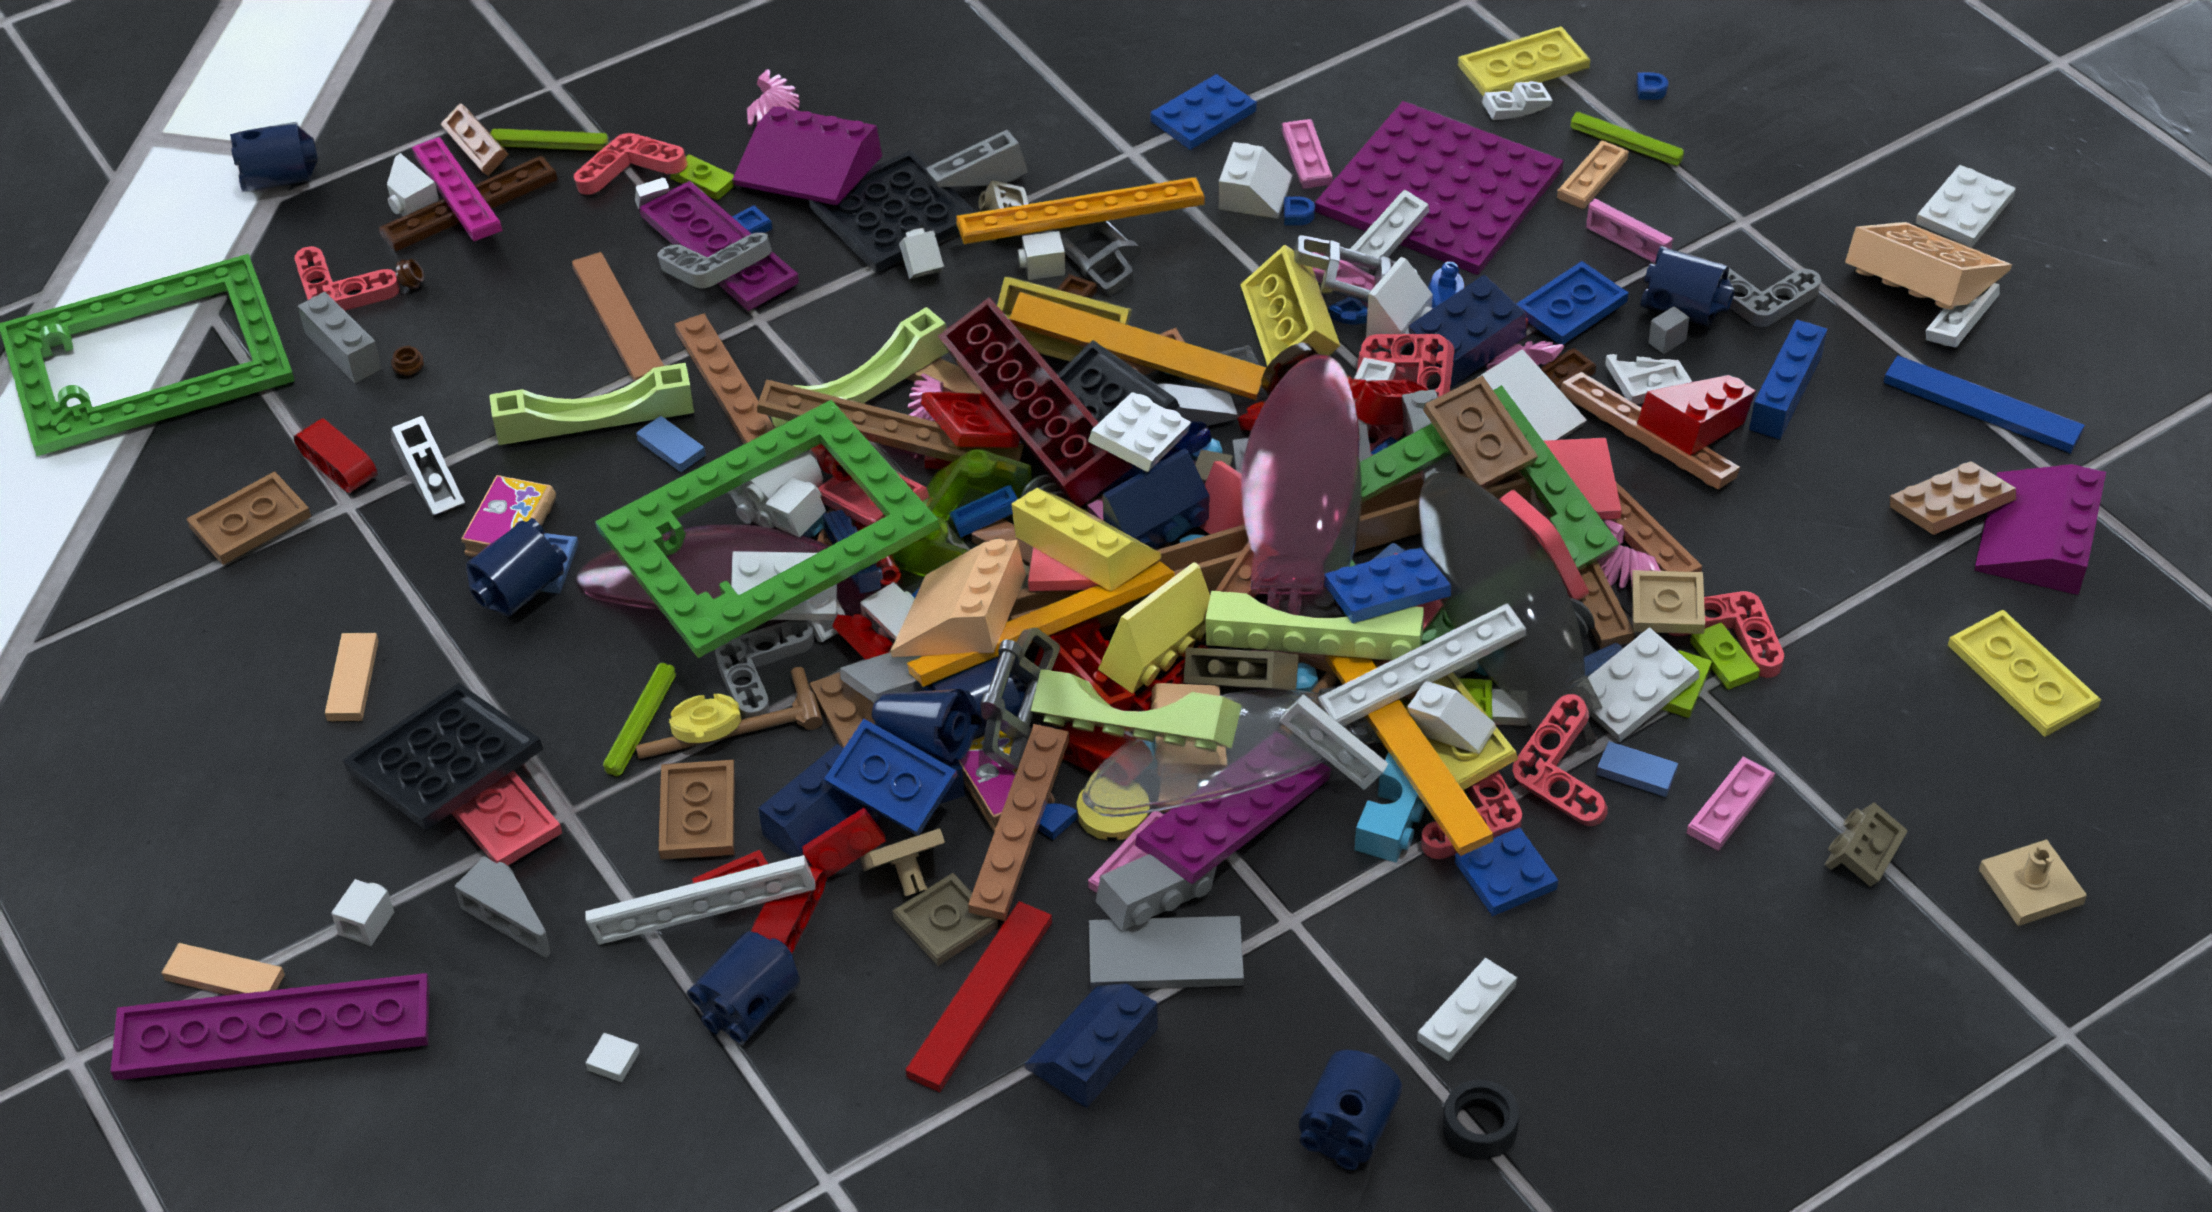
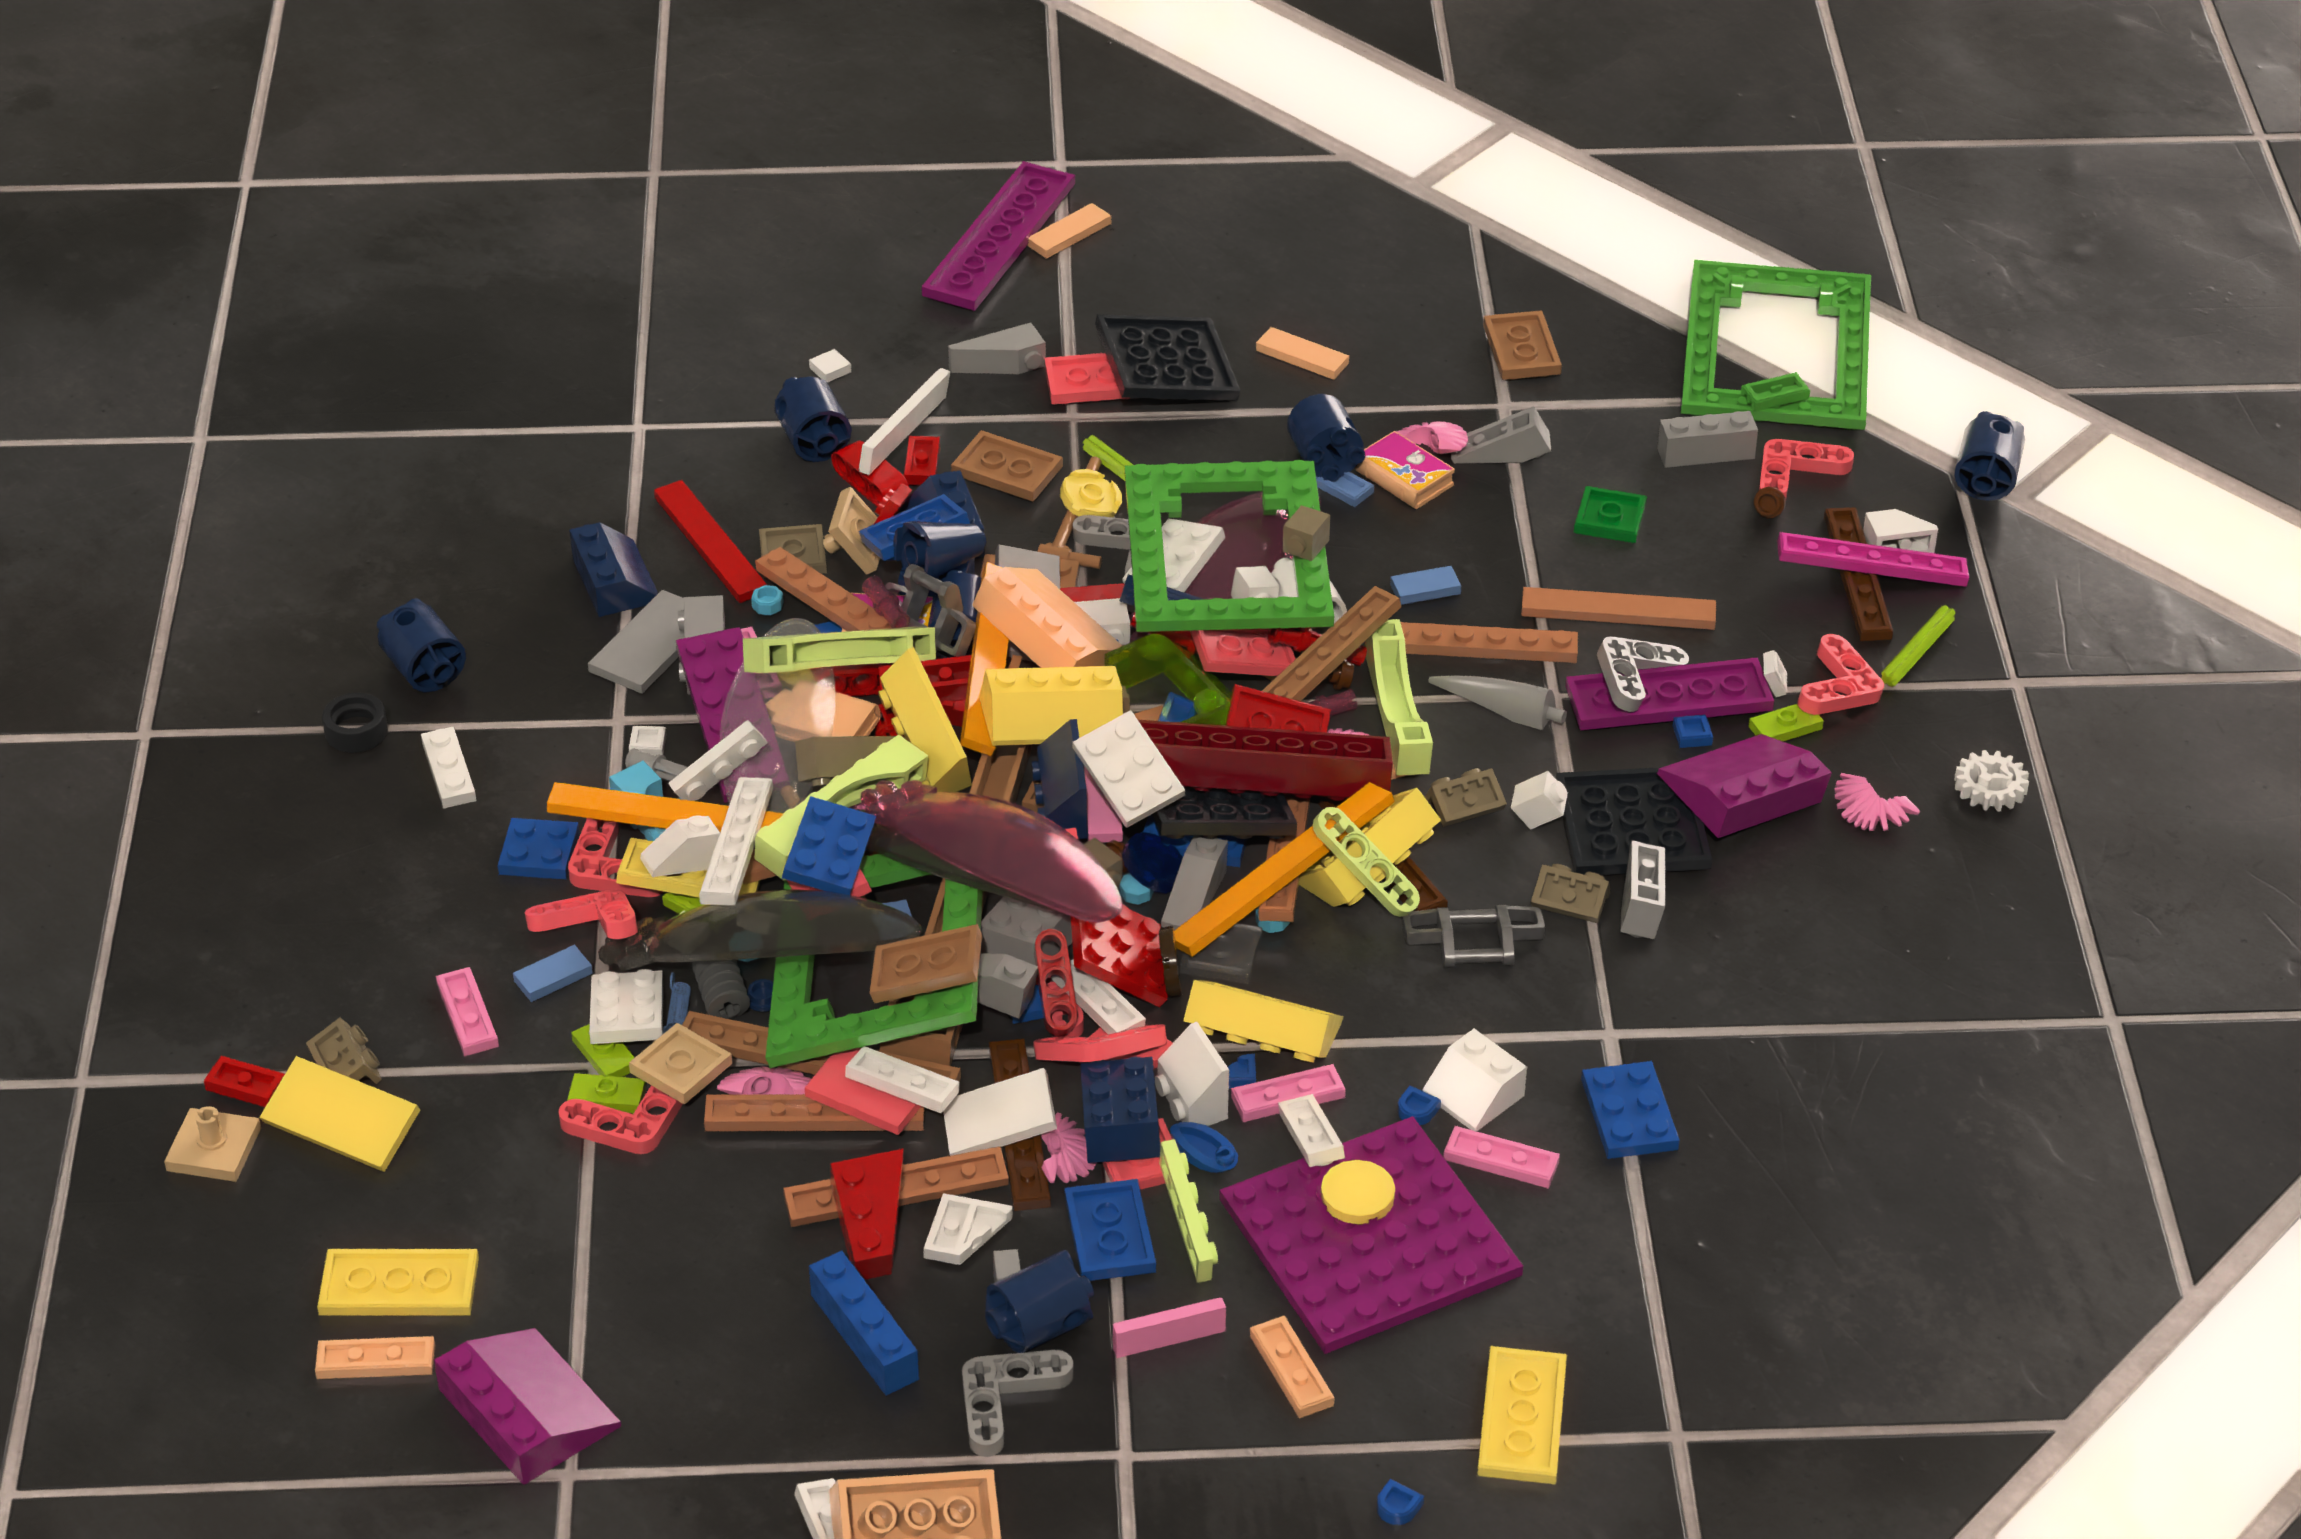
camera: 120 degrees right, 5 degrees down
(238, 318) = (1775, 391): none -> bright green tile
(335, 455) = (1562, 401): red beam -> none
(363, 912) = (1058, 291): white brick -> none
(407, 360) = (1653, 473): reddish brown plate -> none
(435, 520) = (1440, 436): none -> bright pink hair
(474, 139) = (1948, 596): tile -> none
(482, 370) = (1610, 514): none -> green tile
(530, 416) = (1486, 570): yellowish green arch -> none
(699, 49) = (1991, 780): none -> white gear
(744, 444) = (1306, 533): none -> dark tan brick
(796, 331) = (1511, 699): none -> light grey piece
(940, 300) = (1466, 797): none -> dark tan bracket
(1024, 734) = (885, 603): none -> clear pink pin
(1040, 889) = (767, 600): none -> medium azure tile
(1042, 255) = (1482, 886): white brick -> none
(1080, 210) = (1509, 922): light orange tile -> none
(1100, 289) = (1370, 857): none -> yellowish green beam
(1304, 874) = (648, 739): none -> white tile
(1330, 265) = (1272, 1040): flat silver bar -> none
(1337, 838) = (663, 768): none -> light grey axle
(1427, 182) = (1358, 1191): none -> light yellow tile
(1523, 100) = (1457, 1366): white slope -> none
(1529, 258) = (1184, 1200): none -> yellowish green plate
(1550, 541) = (777, 964): coral beam -> none
(1570, 440) = (902, 1079): none -> white plate
(1627, 138) = (1323, 1424): lime axle -> none
(1925, 804) = (340, 1113): none -> light yellow tile
(1952, 497) = (616, 1353): medium nougat plate -> none
(1957, 897) = (242, 1081): none -> red plate
(1984, 404) = (708, 1471): blue tile -> none
(2099, 642) = (375, 1357): none -> light nougat tile

